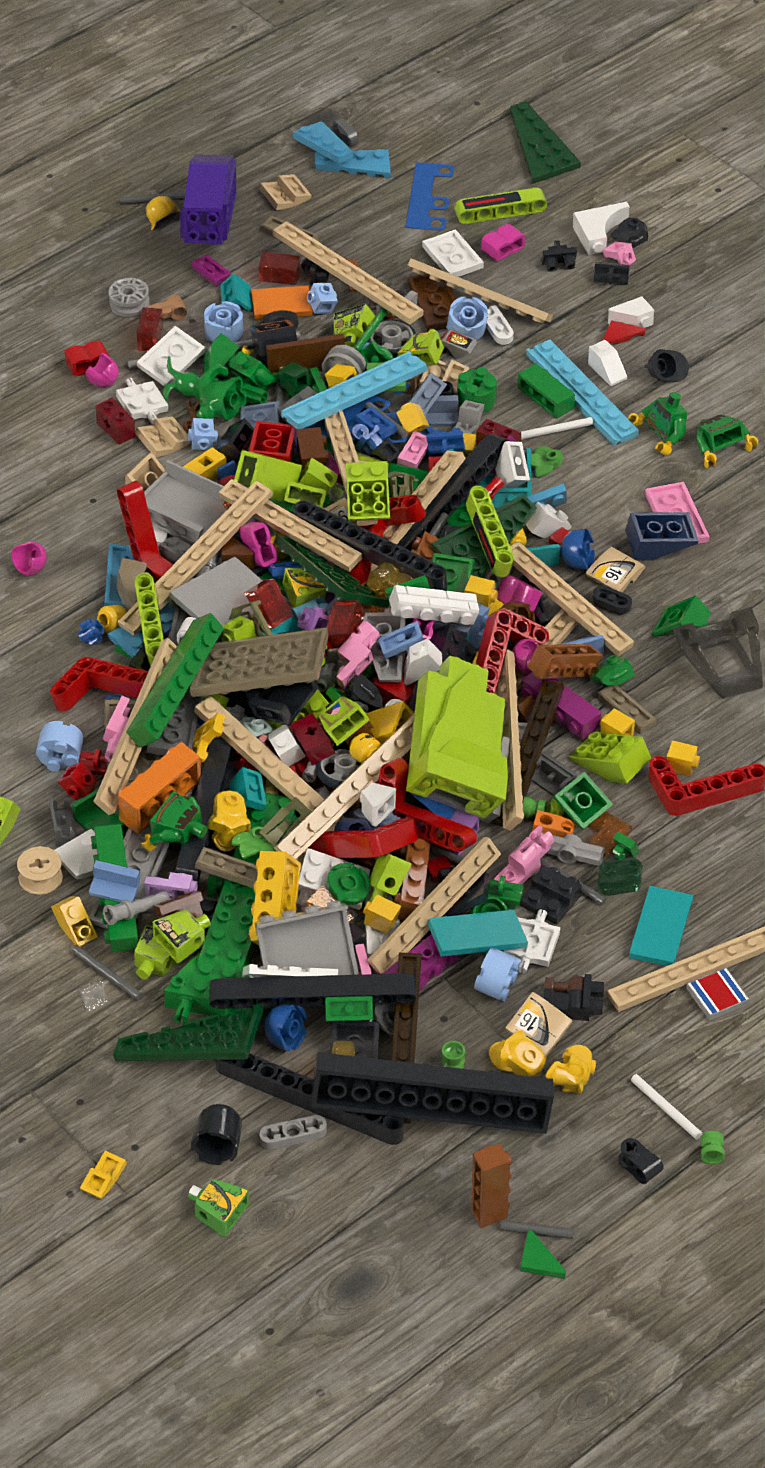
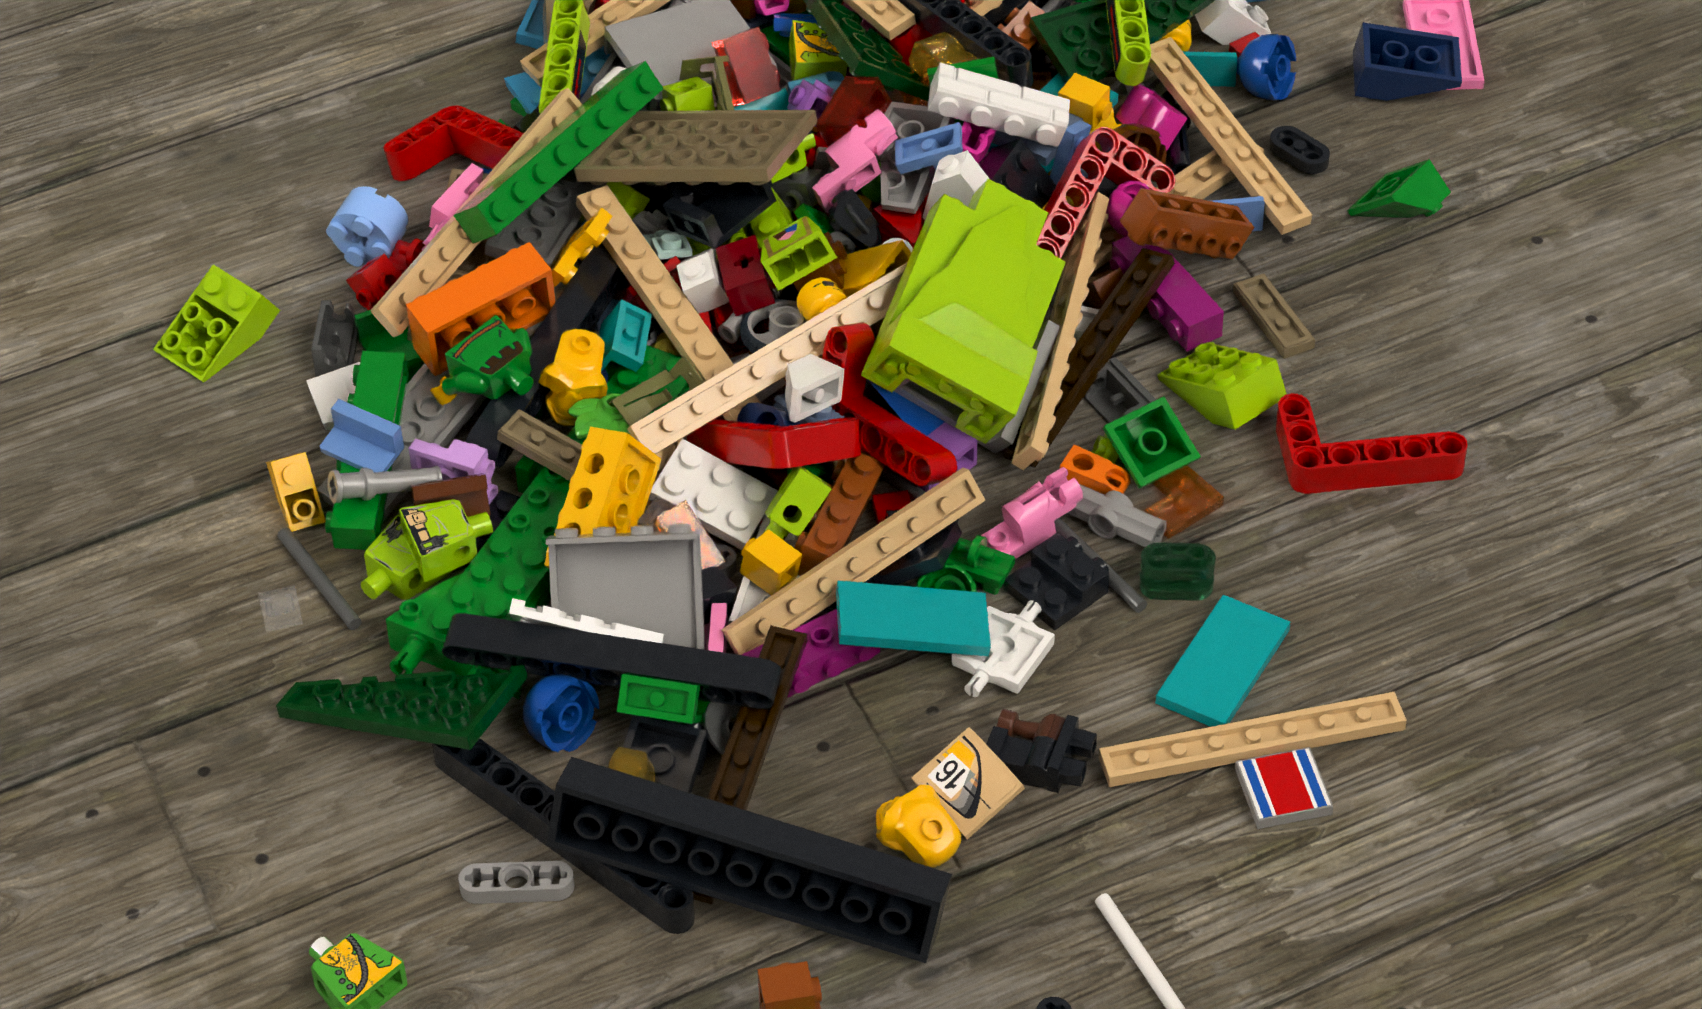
camera: 15 degrees right, 0 degrees up
(39, 870) = (272, 406): tan piece -> none
(91, 631) = (481, 72): blue gear -> none
(104, 1175) = (200, 890): yellow slope -> none
(110, 615) = (511, 52): yellow head -> none
(217, 1134) = (388, 861): black cylinder -> none
(348, 883) = (730, 505): green tile -> none
(453, 1055) = (813, 807): bright green wheel -> none
(457, 570) = (1053, 62): green tile -> none
(497, 974) = (925, 689): light blue brick -> none
(531, 806) = (1066, 436): bright green wheel -> none
(574, 1070) = (1002, 870): yellow head -> none
(613, 671) = (1265, 254): green hand -> none
(615, 570) = (1318, 106): tan slope -> none
(617, 723) = (1247, 334): yellow brick -> none
(624, 846) = (1199, 526): green tile -> none
(683, 757) = (1337, 405): yellow brick -> none
(695, 640) = (1448, 226): clear smoke windscreen -> none

